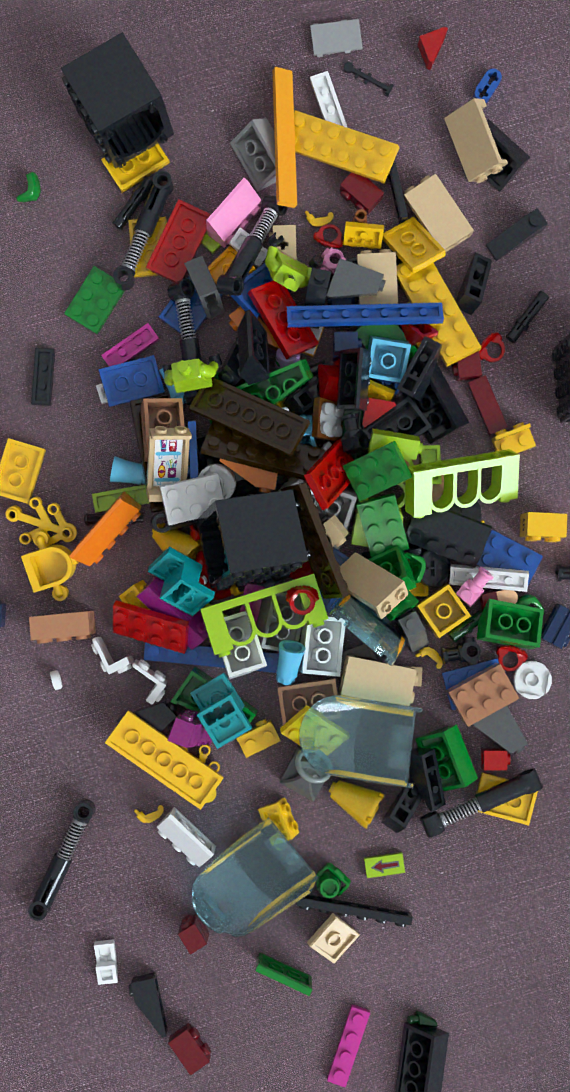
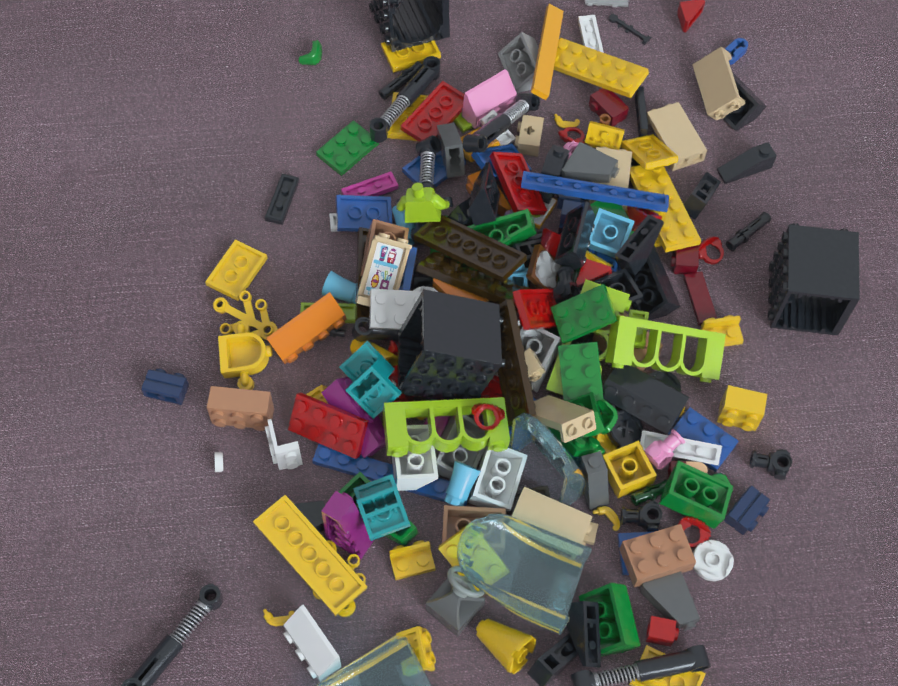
camera: 10 degrees right, 25 degrees down
(159, 678) = (322, 483): white bracket -> none
(285, 268) = (527, 144): lime torso -> none

